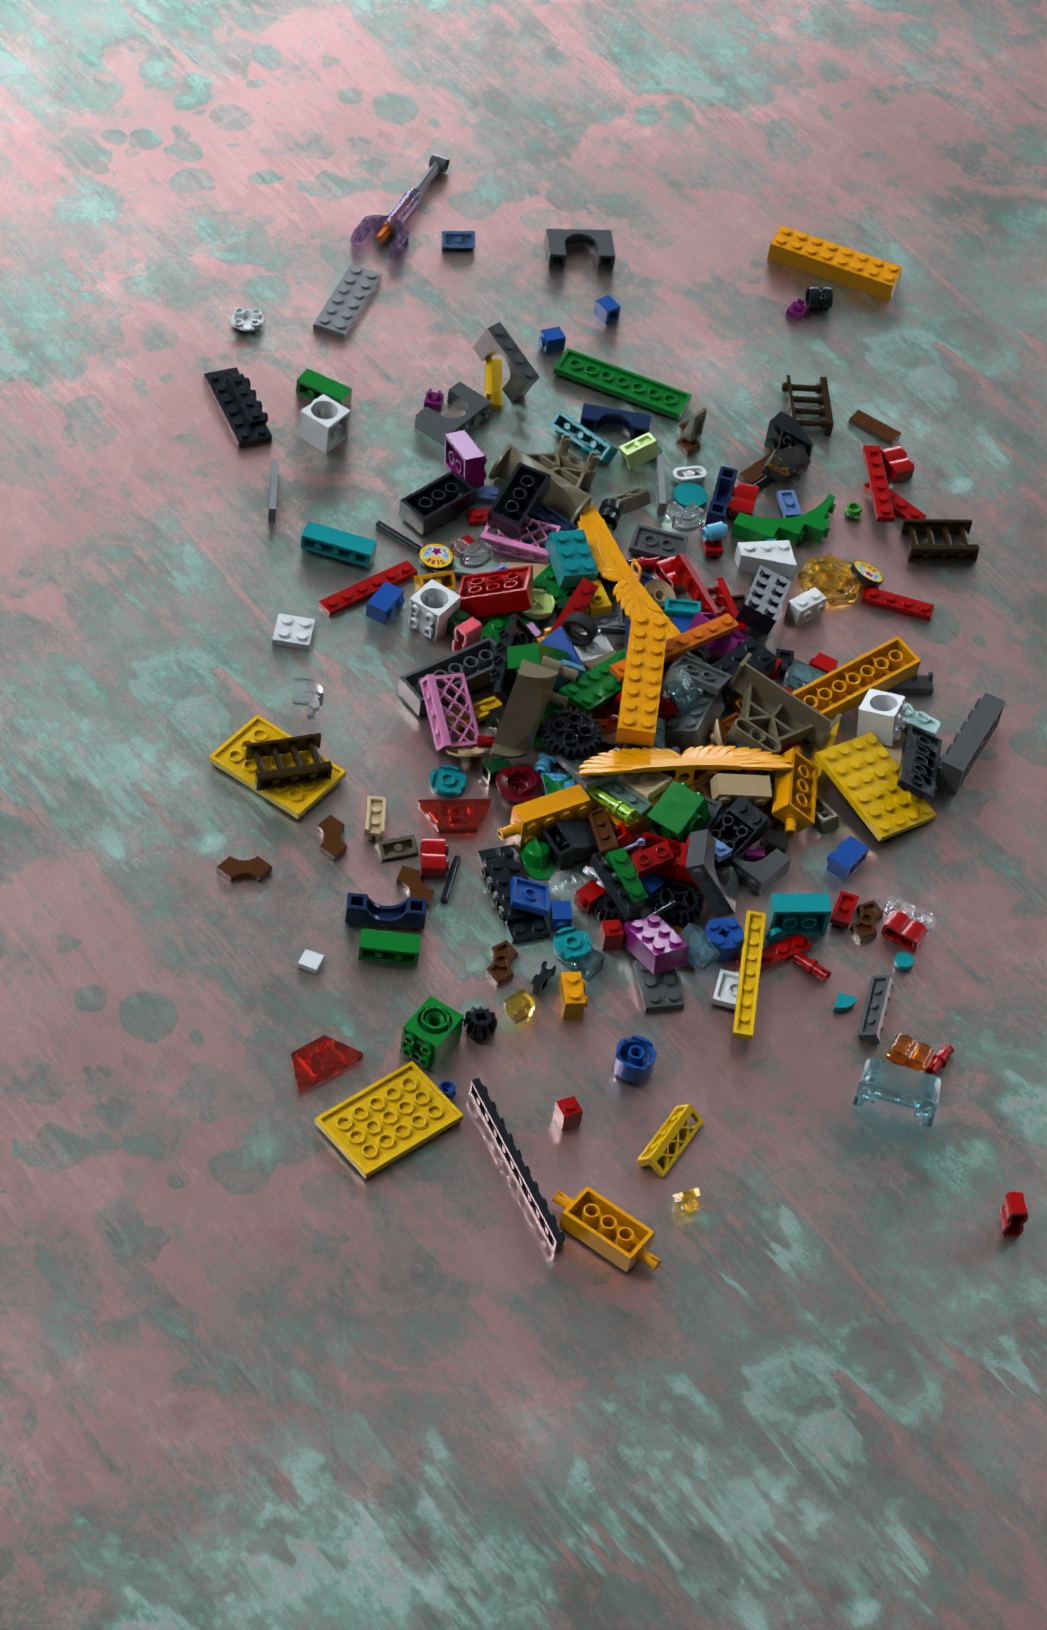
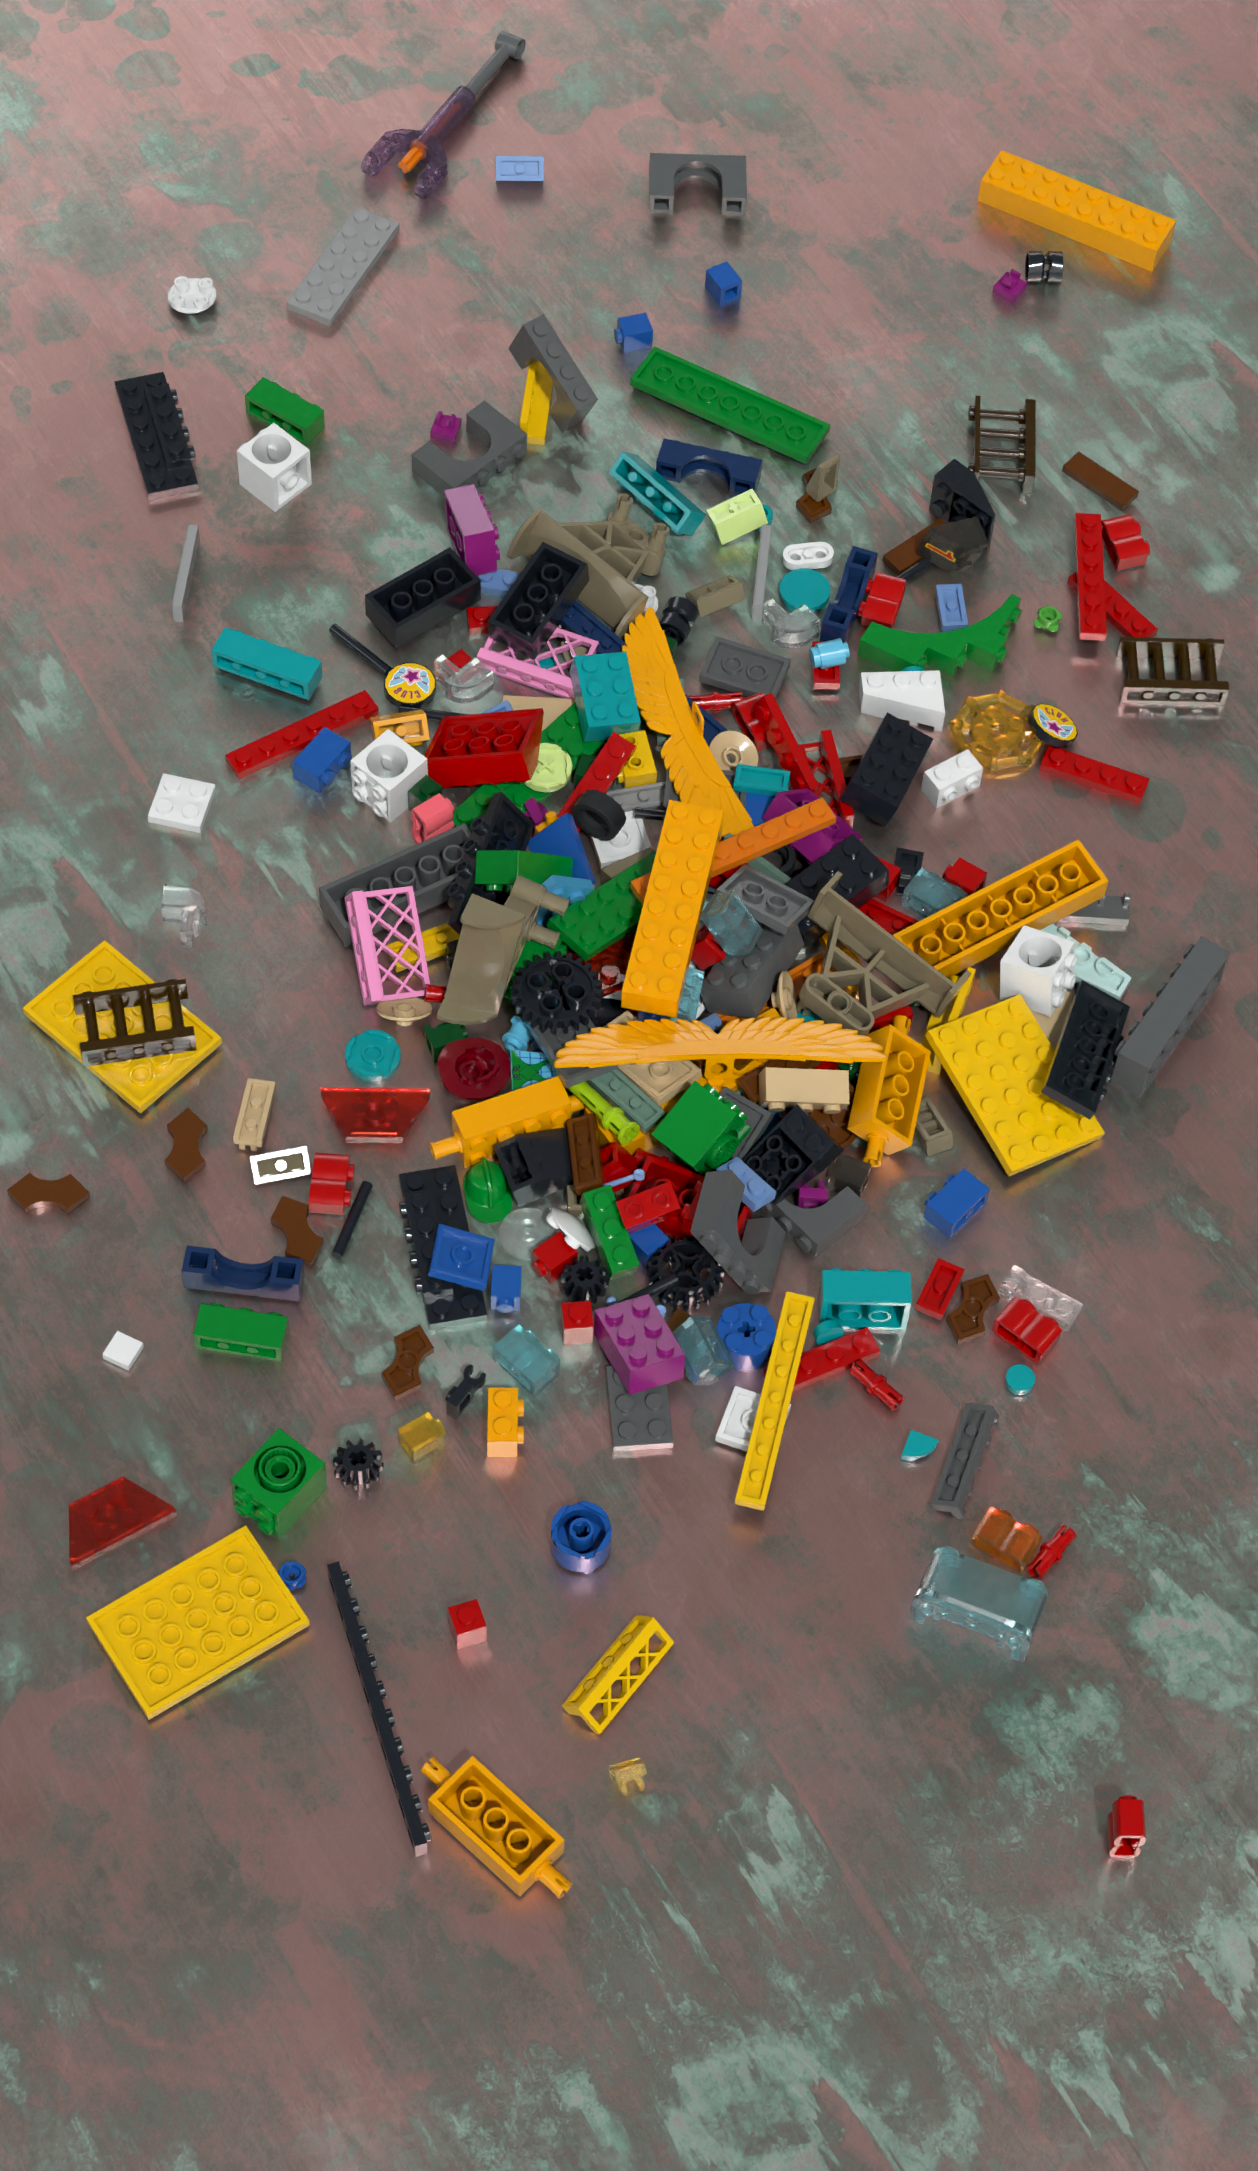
camera: 10 degrees right, 10 degrees up
(572, 944) = (512, 1341): teal tile -> none
(615, 889) = (589, 1252): black plate -> none

